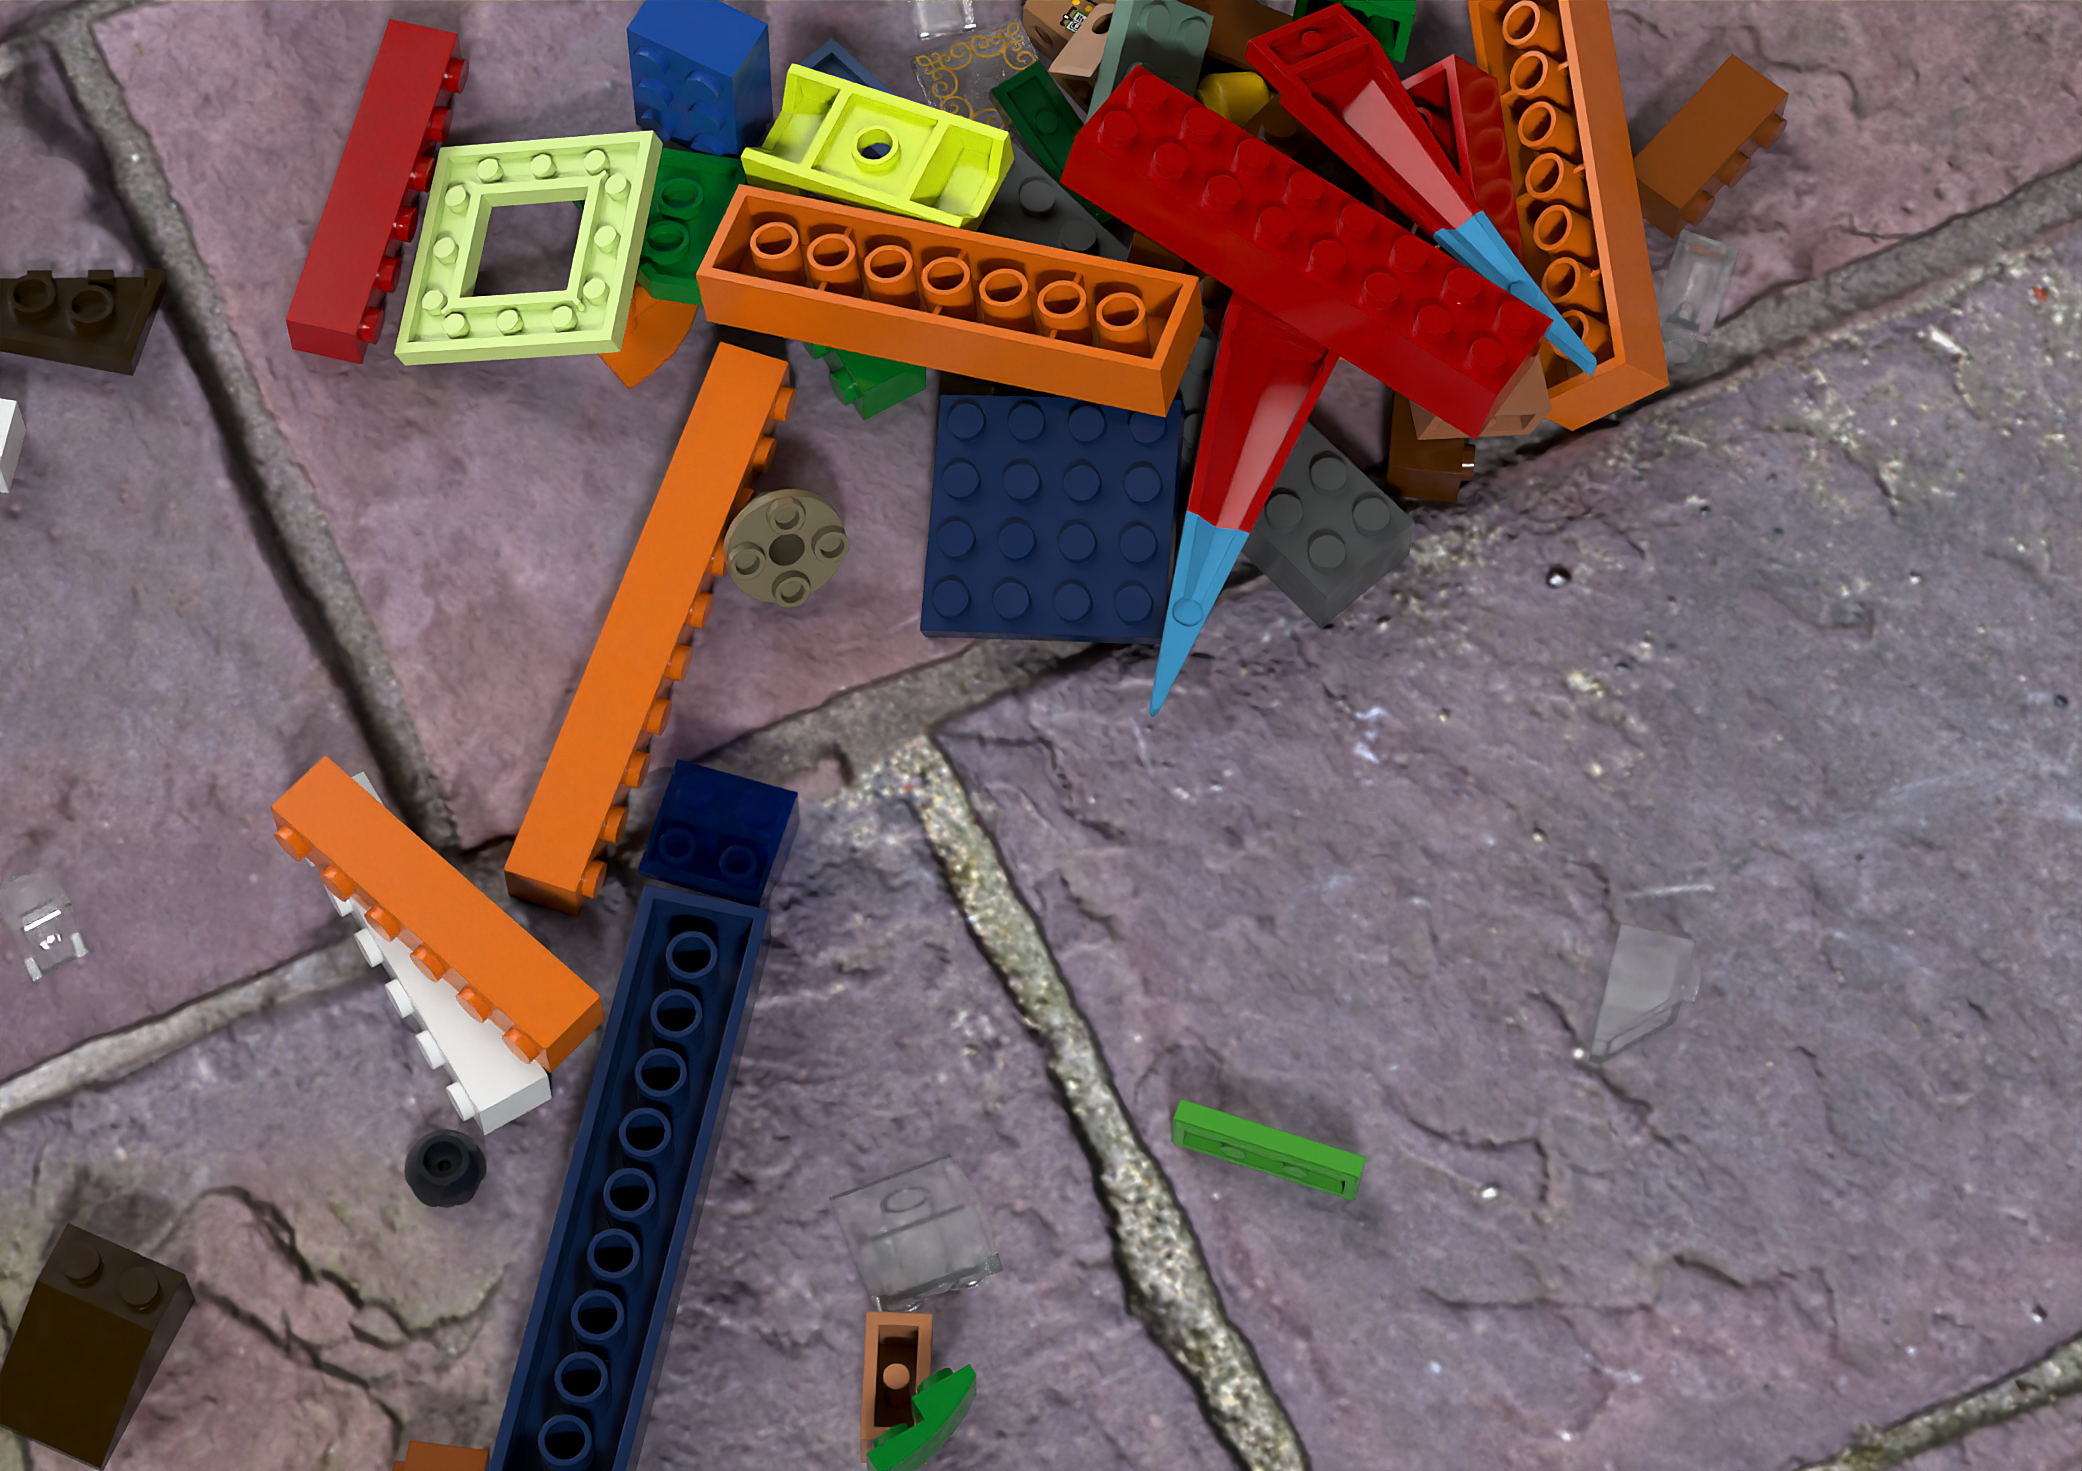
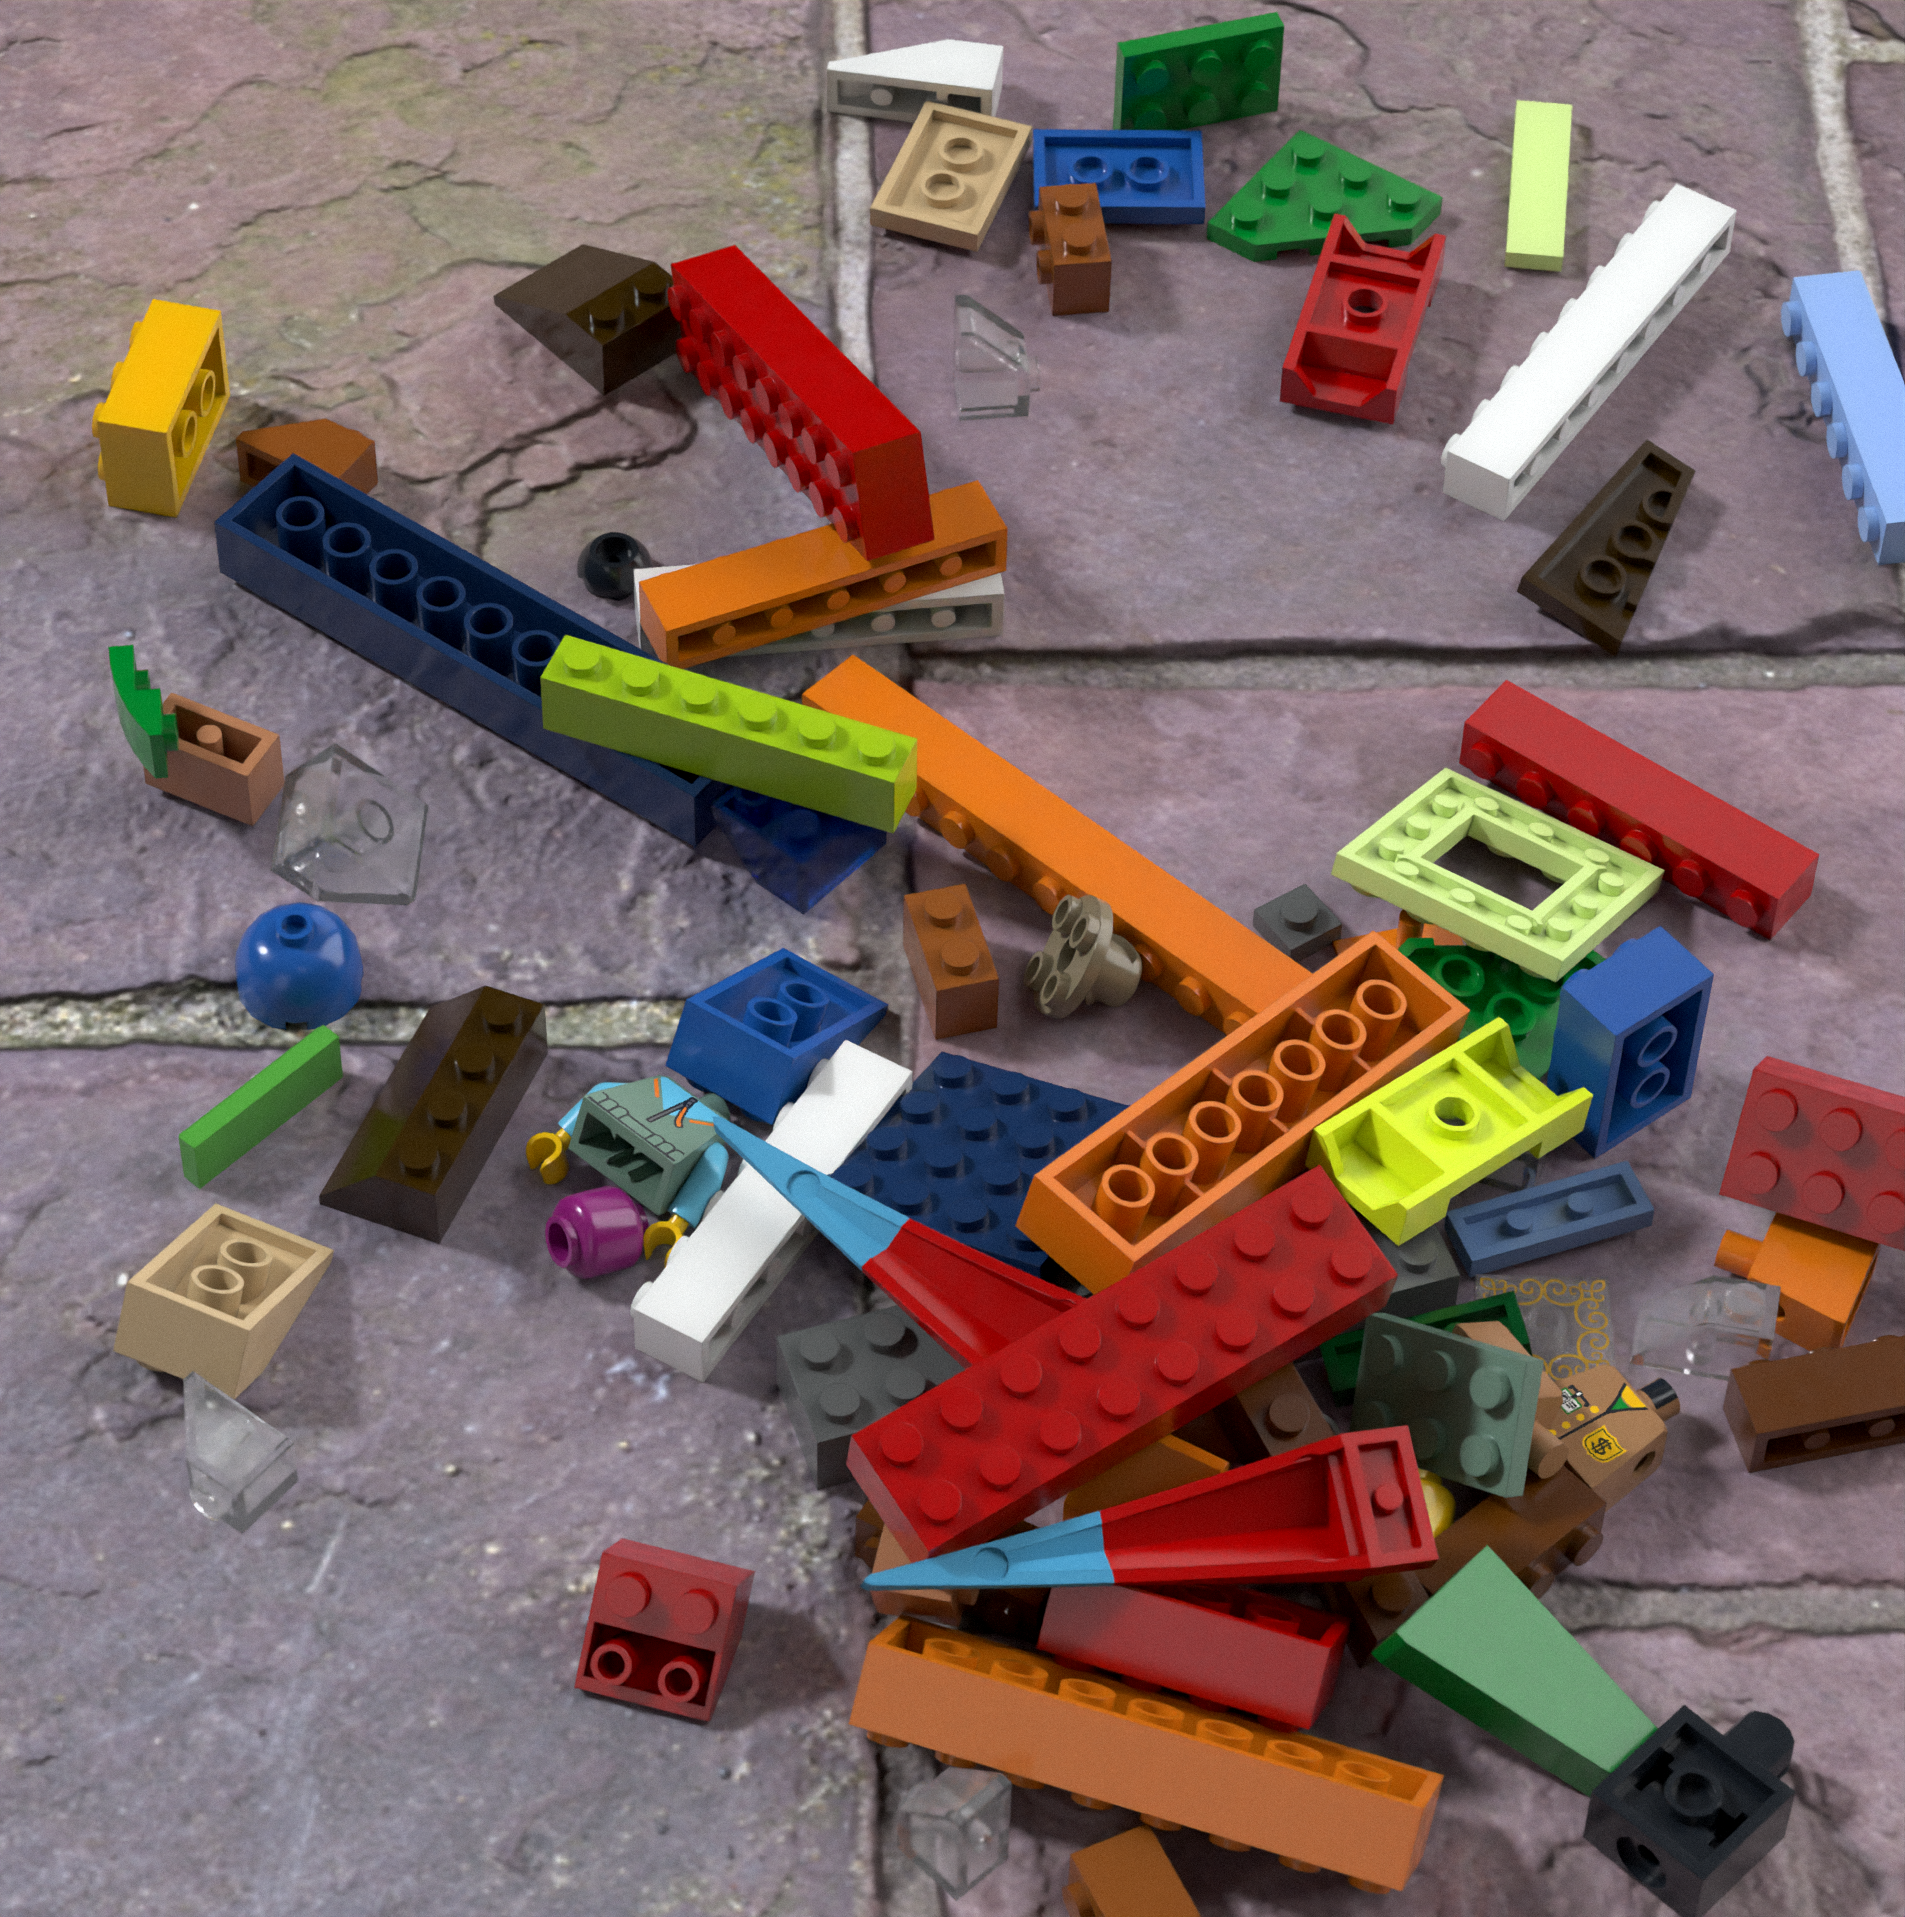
camera: 115 degrees right, 15 degrees down
(234, 1007) = (802, 402): none -> red brick
(627, 416) = (1297, 923): none -> dark grey plate
(705, 887) = (729, 733): none -> lime brick
(823, 654) = (950, 961): none -> dark orange brick
(970, 764) = (767, 1031): none -> blue slope
(1088, 1205) = (298, 966): none -> blue cylinder
(1109, 680) = (751, 1231): none -> white brick
(1155, 801) = (647, 1141): none -> torso
(1196, 1003) = (441, 1113): none -> dark brown slope
(1263, 810) = (596, 1232): none -> magenta head
(1485, 1076) = (219, 1299): none -> tan slope
(1617, 587) = (663, 1628): none -> red slope

